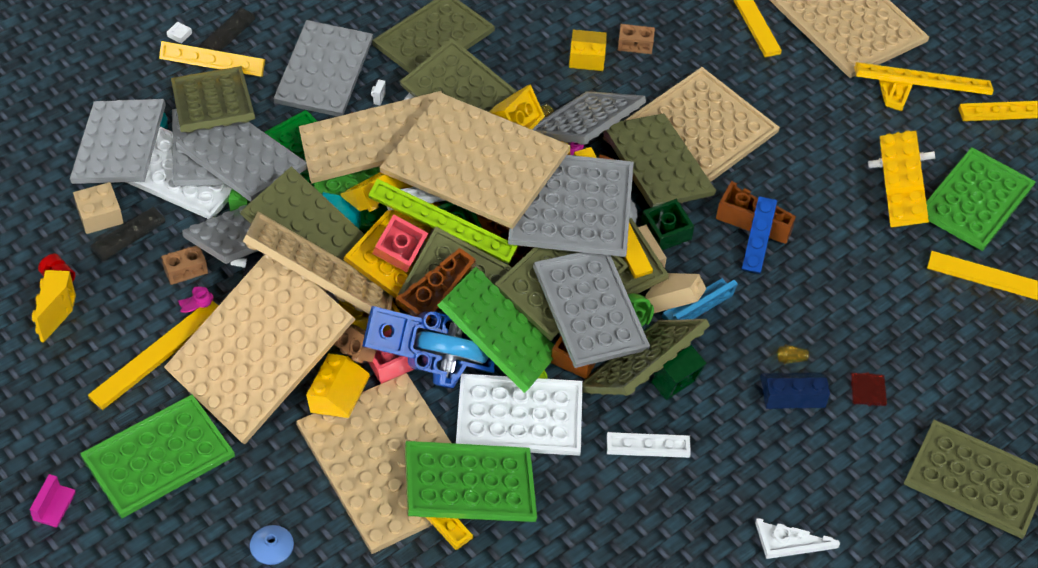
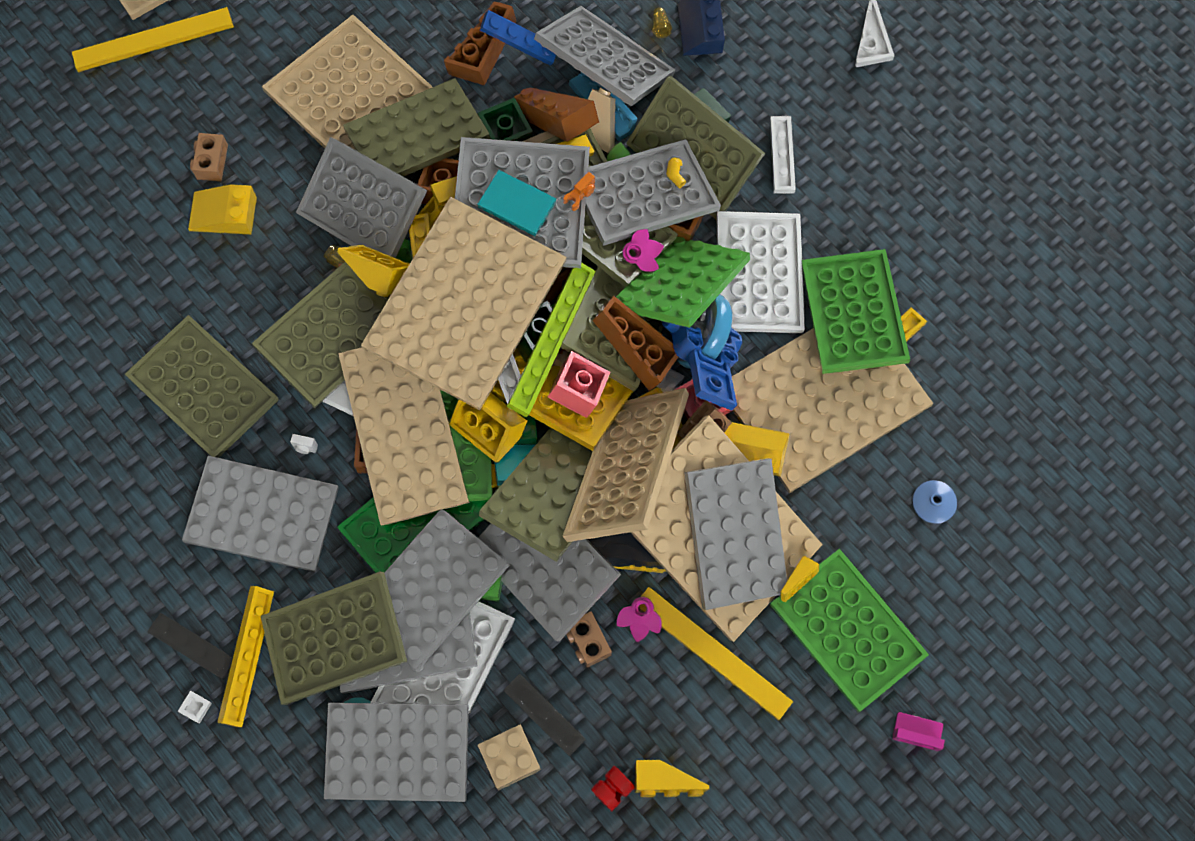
camera: 90 degrees left, 20 degrees up
(210, 411) = (802, 574): none -> yellow slope
(251, 351) = (736, 533): none -> light grey plate
(527, 299) = (645, 251): none -> dark pink plate
(567, 194) = (517, 203): none -> teal tile
(578, 236) = (583, 188): none -> orange plate
(606, 325) = (672, 172): none -> yellow arm
(674, 250) = (557, 113): none -> dark orange wedge
(745, 298) = (604, 55): none -> light grey plate

